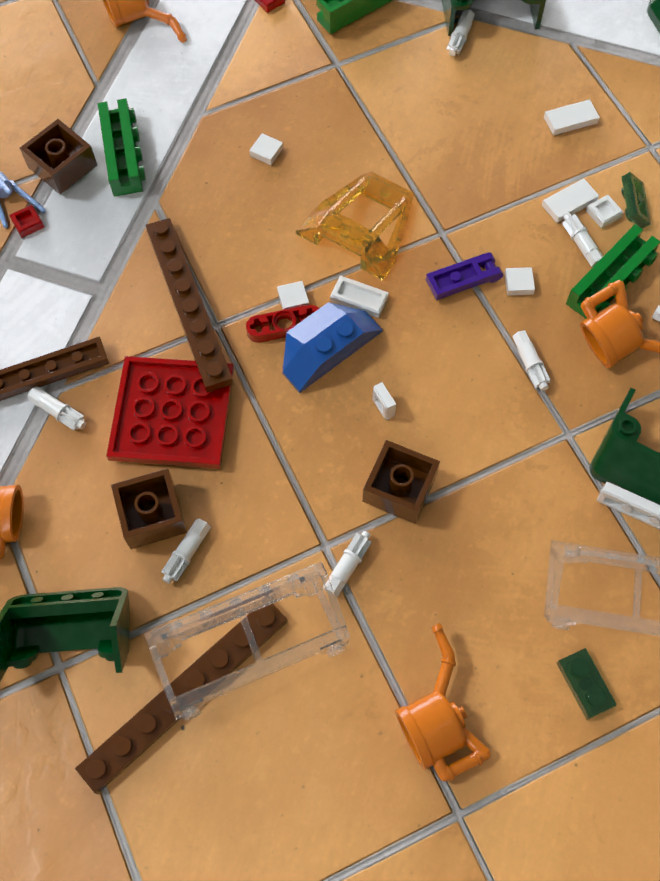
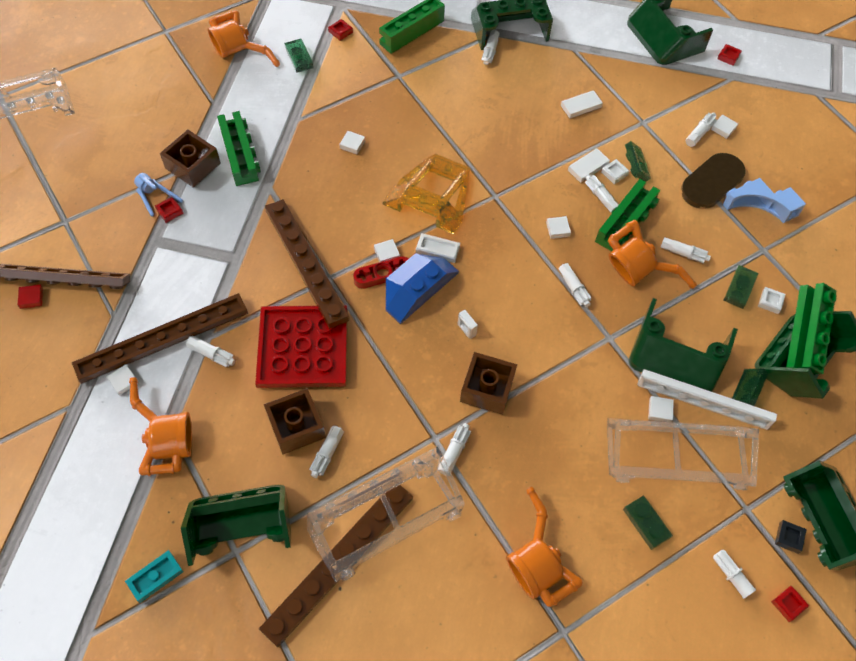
camera: 10 degrees left, 5 degrees down
(211, 29) = (298, 55): none -> clear green plate
(463, 276) = (515, 226): dark purple plate -> none
(623, 535) = (660, 409): none -> white tile

